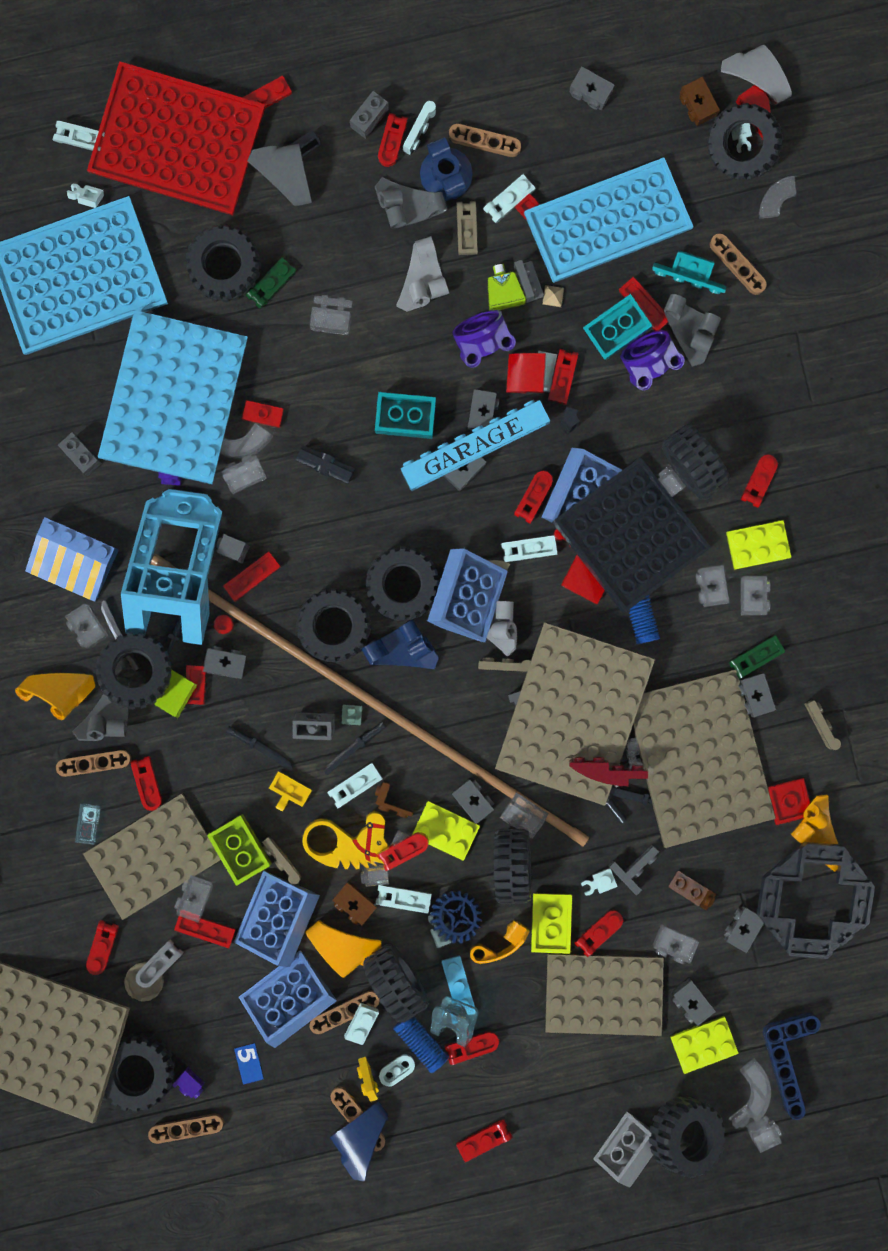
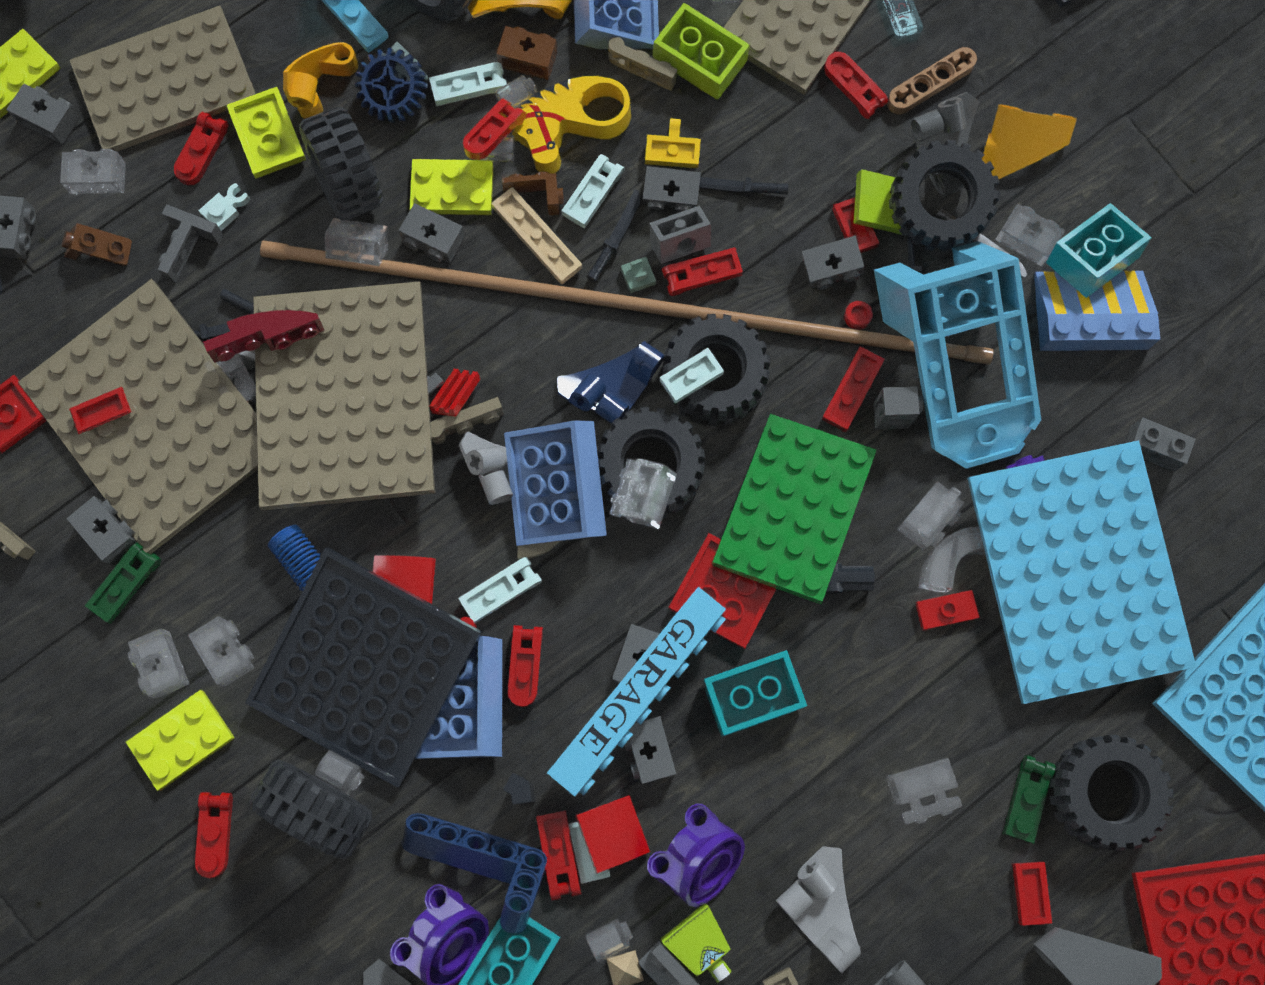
camera: 150 degrees right, 10 degrees down
(51, 592) = (1098, 250): none -> teal brick
(297, 230) = (1032, 893): none -> red tile
(308, 770) = (658, 181): none -> dark grey brick
(309, 697) = (702, 271): none -> red plate
(325, 516) = (794, 508): none -> green plate
(353, 621) = (691, 375): none -> light aqua plate
(386, 487) = (741, 597): none -> red plate
(405, 770) = (537, 235): none -> tan plate
(416, 557) = (643, 492): none -> clear brick
(517, 678) = (450, 392): none -> red tile
(554, 315) = (609, 939): none -> clear brick
(606, 394) = (483, 855): none -> dark blue beam
(729, 771) = (100, 410): none -> red tile

